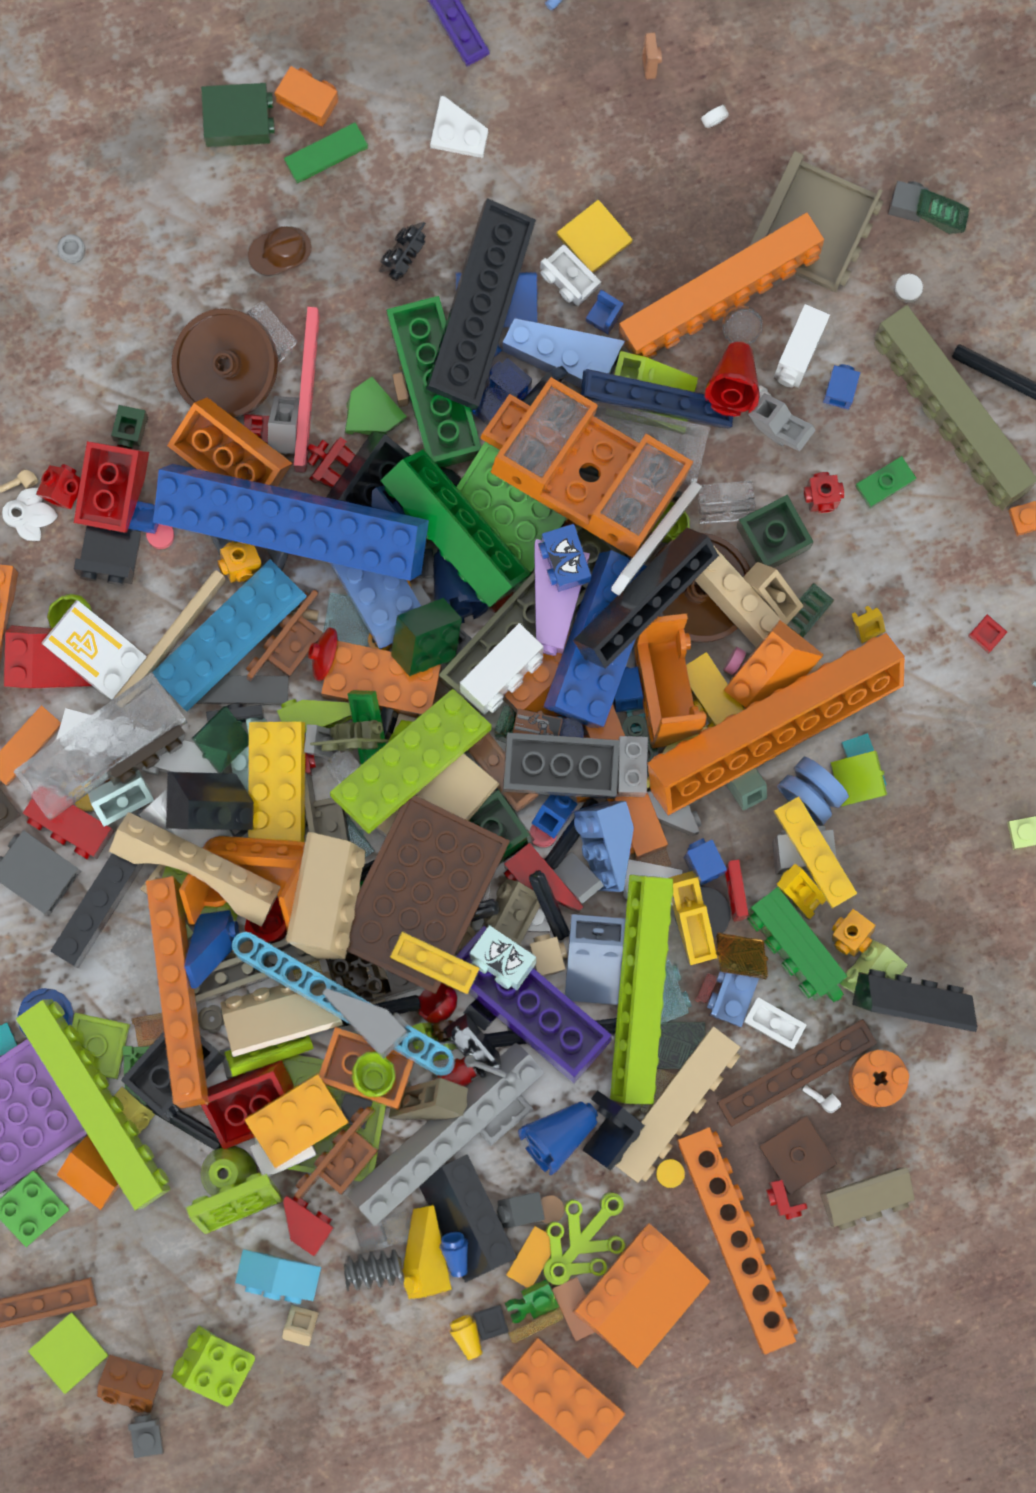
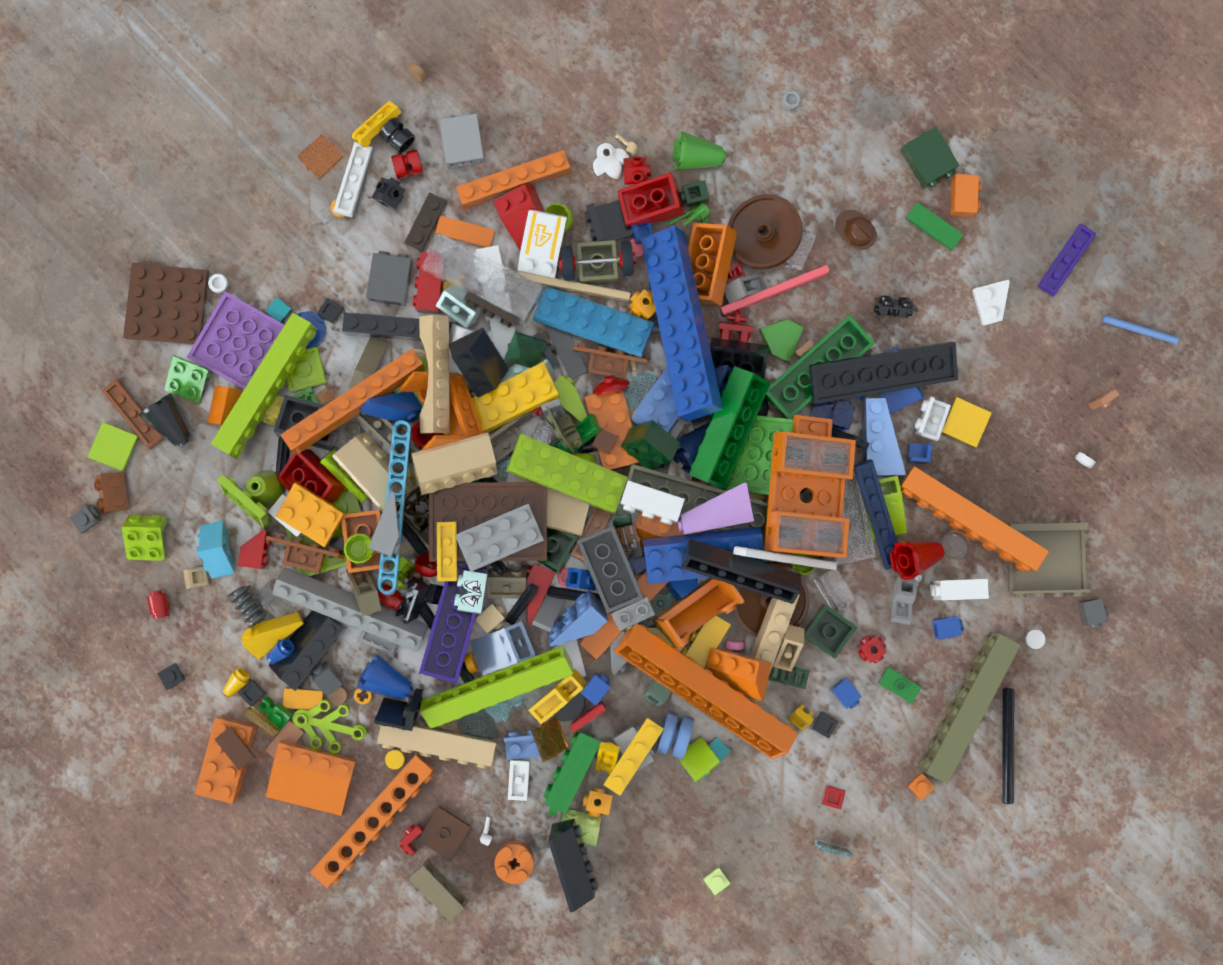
camera: 70 degrees right, 5 degrees up
(36, 972) = (330, 311): none -> black tile
(72, 1259) = (167, 420): none -> black cone
(77, 400) = (695, 153): none -> bright green cone
(132, 953) = (370, 360): none -> dark tan slope
(154, 591) = (597, 262): none -> brick
(158, 434) = (698, 213): none -> bright green plant
(311, 1391) = (158, 604): none -> red brick
(392, 693) = (604, 441): none -> reddish brown tile
(415, 1421) = (171, 676): none -> black plate
(451, 883) = (499, 537): none -> light grey brick
(470, 1061) = (401, 602): light grey hinge -> none
(554, 1372) = (235, 748): none -> reddish brown tile
(565, 558) = (742, 507): blue brick -> none
(575, 1173) = (358, 699): none -> light orange bush
(595, 1011) = (471, 663): none -> light orange tile
(706, 988) = (518, 726): clear red tile -> none
(797, 1073) = (494, 808): reddish brown plate -> none
(864, 552) = (846, 693): none -> blue brick
(891, 599) = (824, 724): none -> black tile
(944, 212) = (1096, 639): clear green slope -> none

